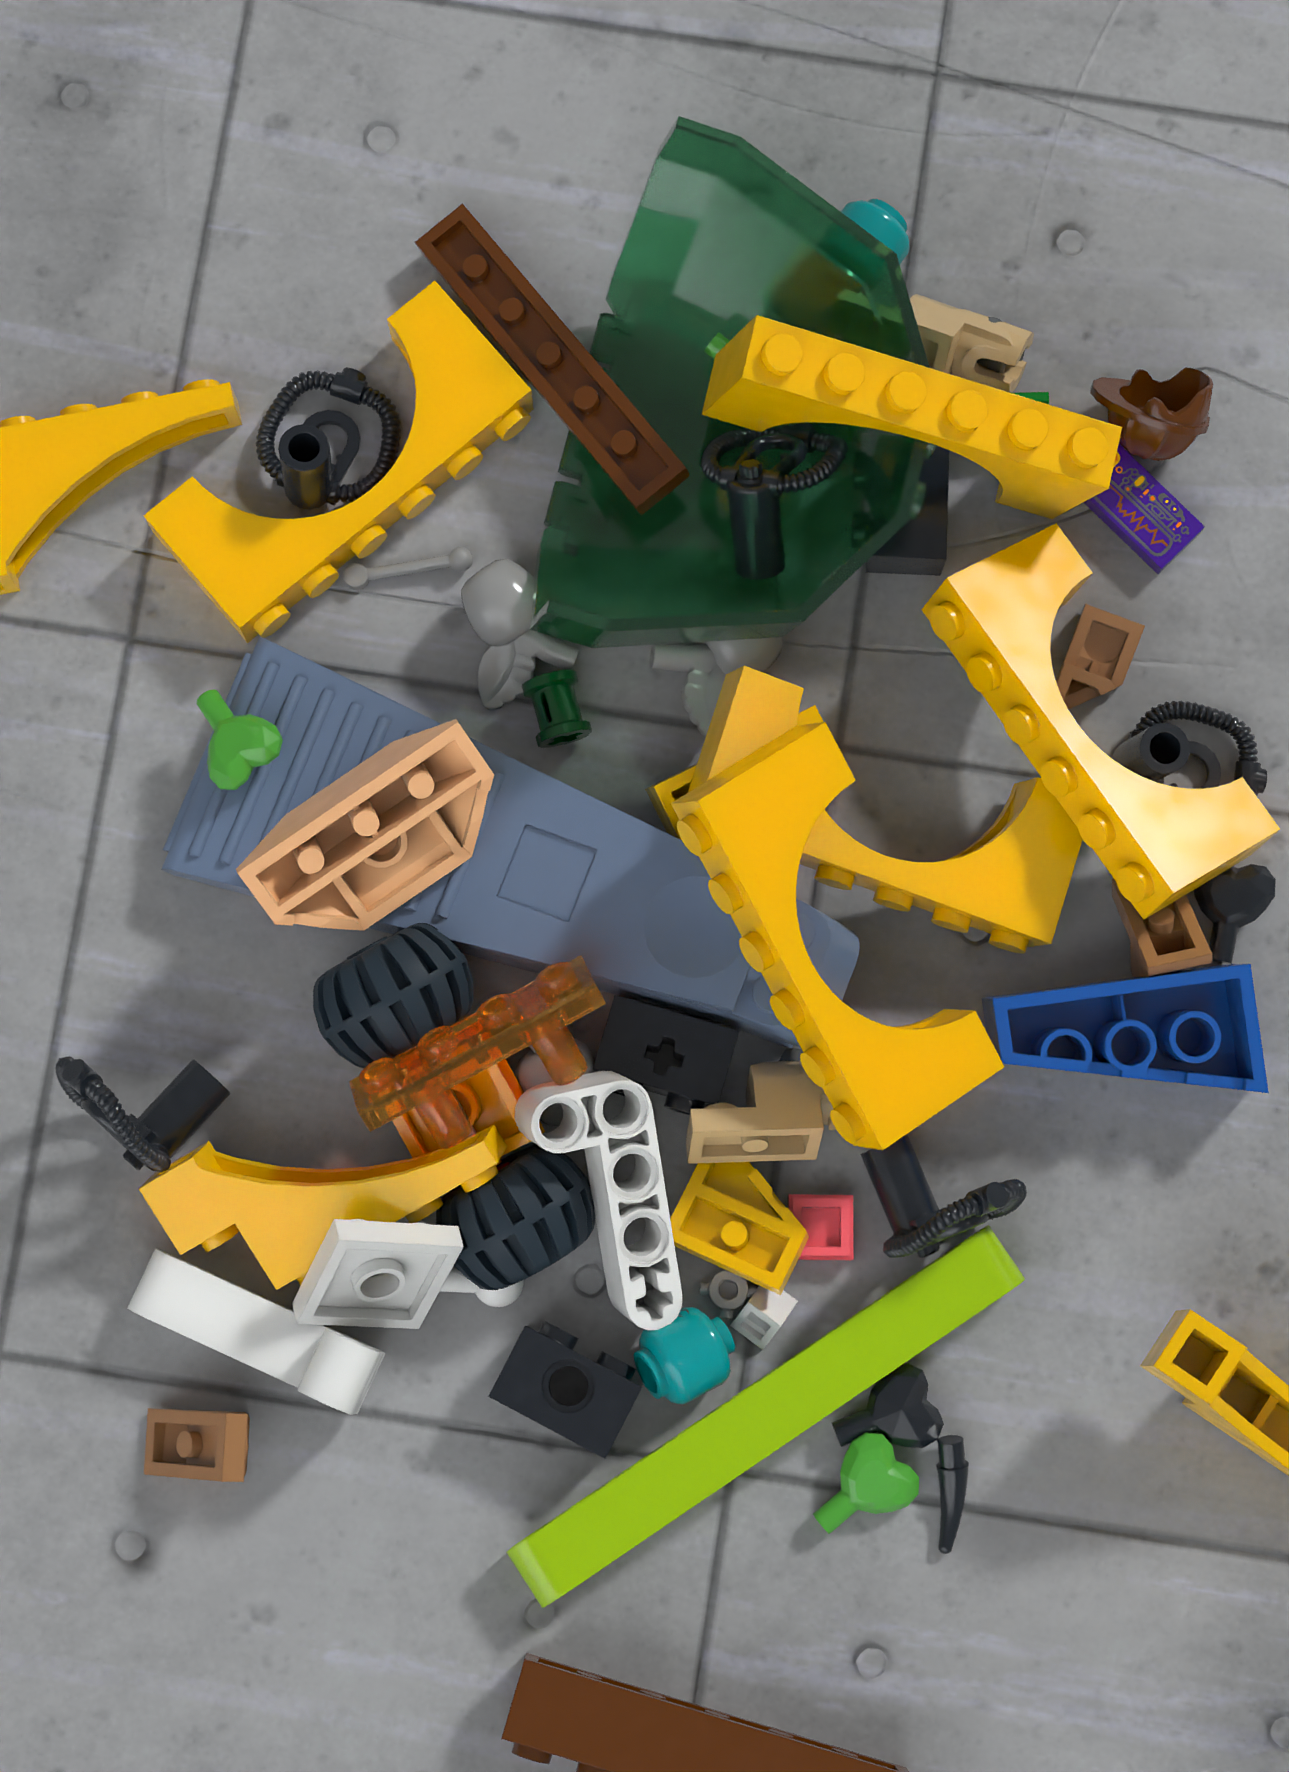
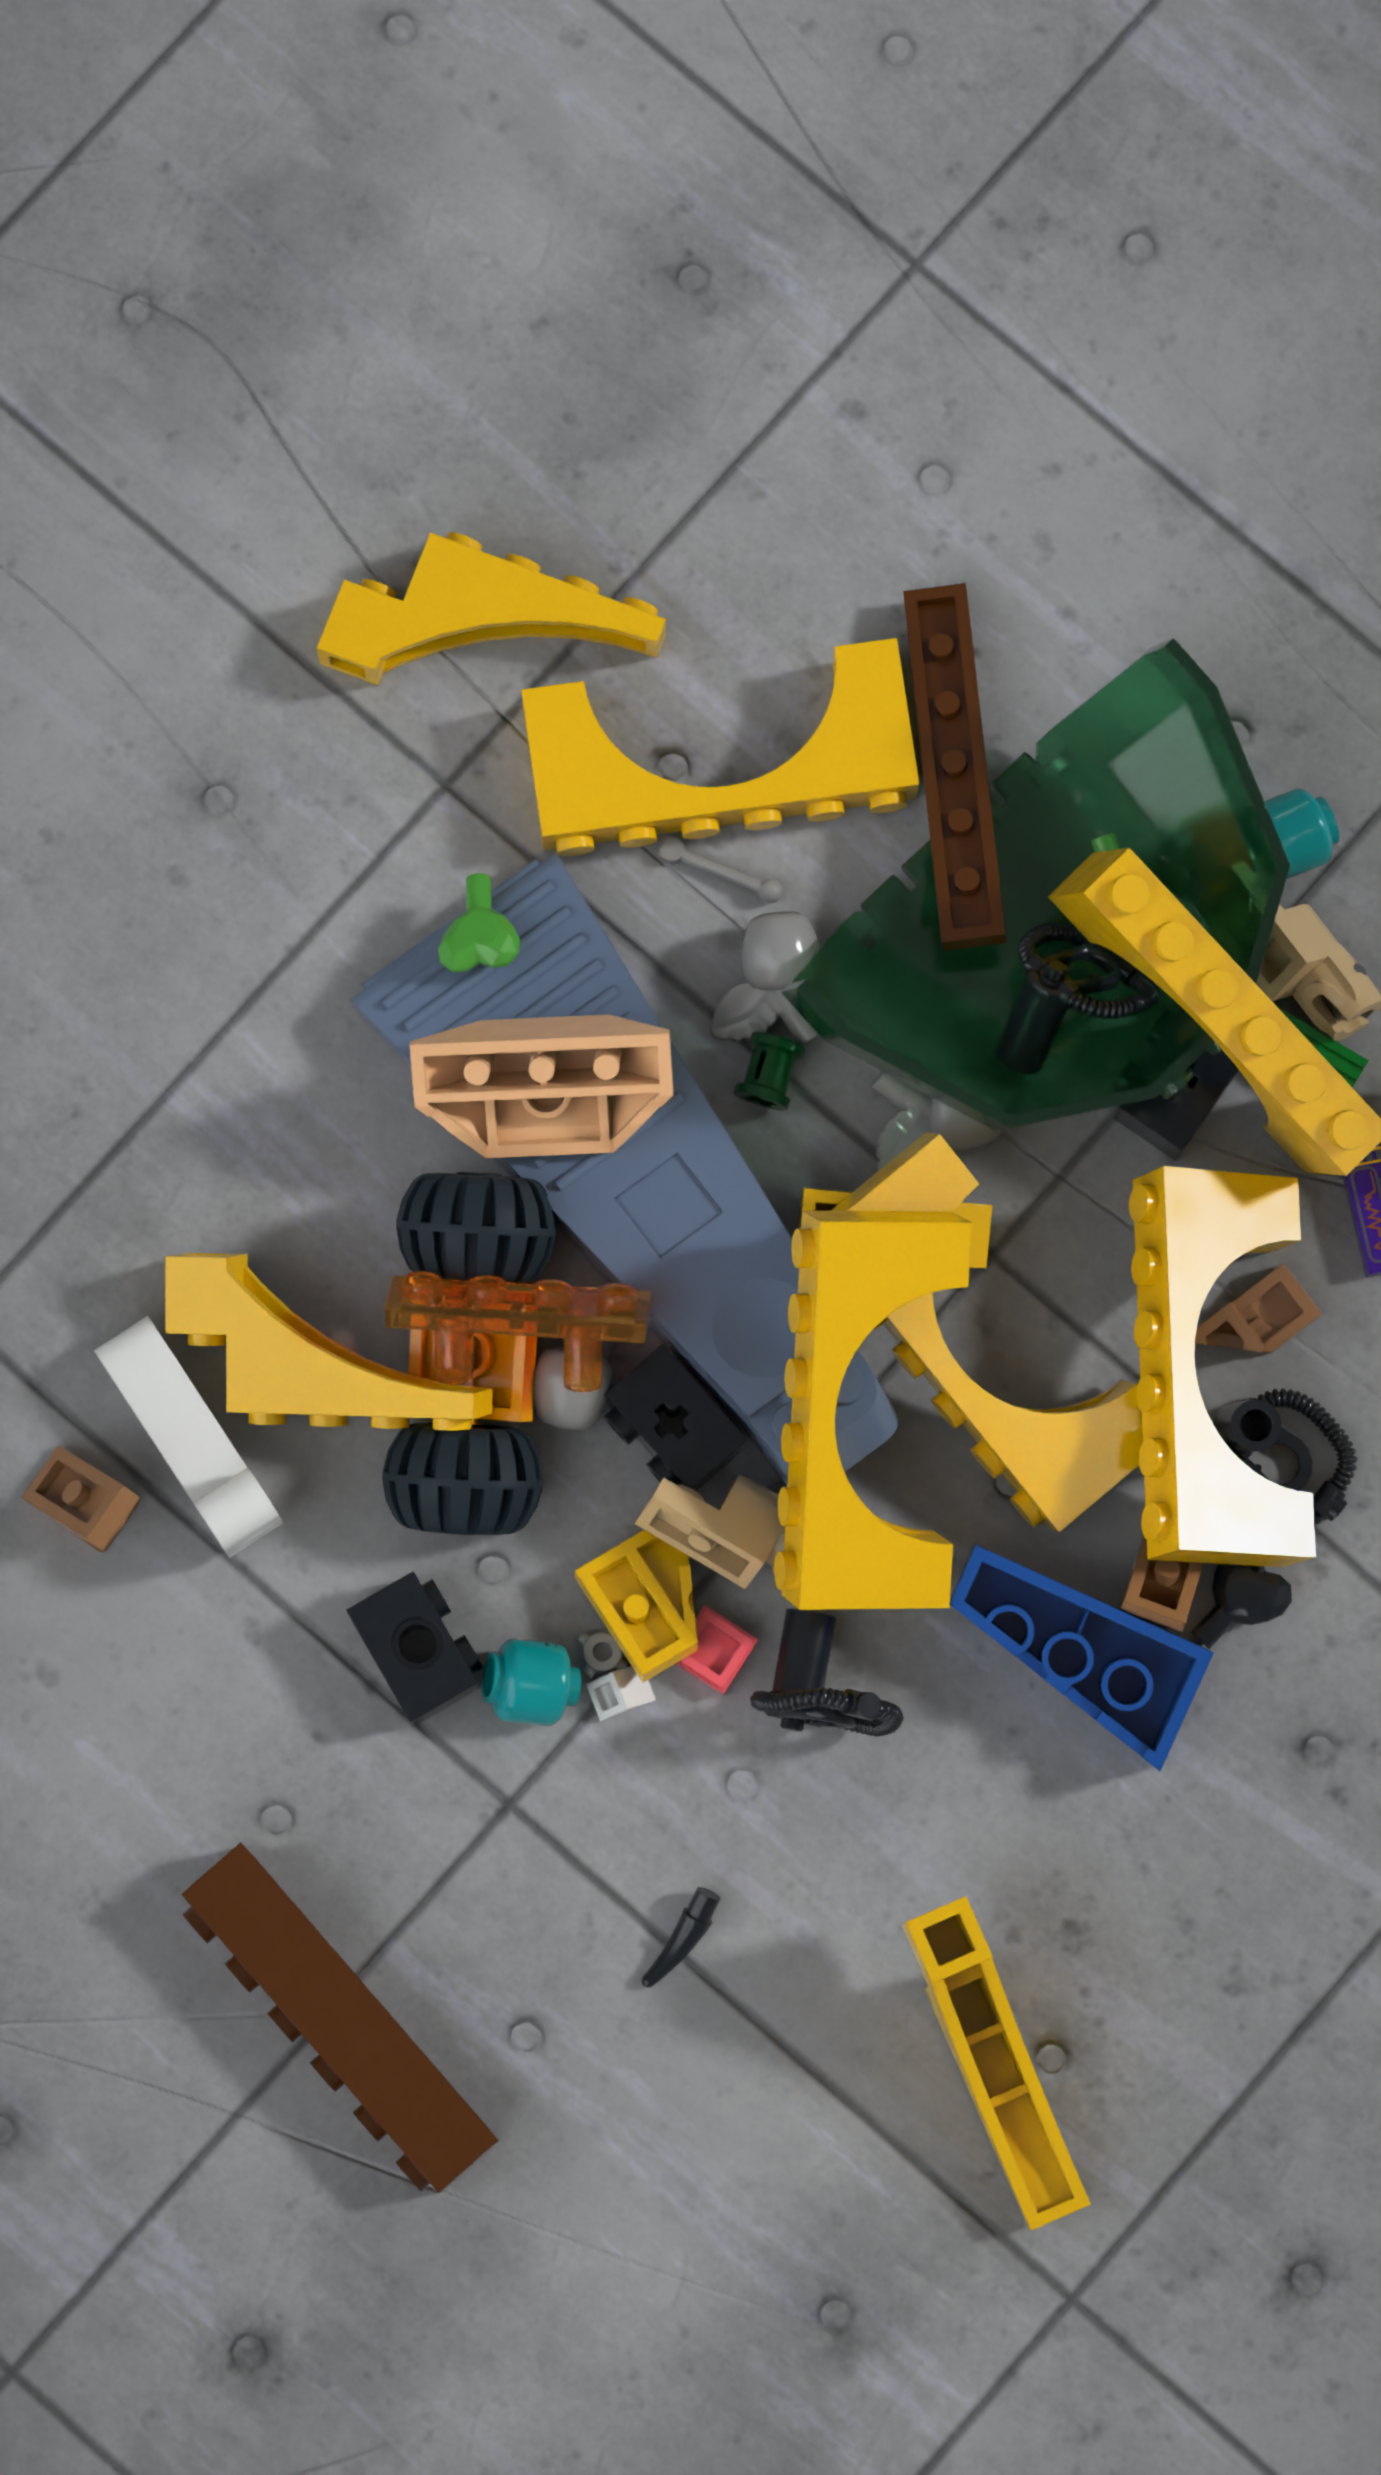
camera: 30 degrees right, 0 degrees up
(163, 1124) = (214, 1217): black piece -> none
(305, 451) = (689, 720): black piece -> none
(408, 1269) = (350, 1461): white plate -> none
(616, 1203) = (555, 1518): white beam -> none
(765, 1416) = (568, 1774): lime beam -> none
(869, 1482) = (618, 1886): bright green rock -> none
(896, 1410) = (677, 1842): black rock -> none

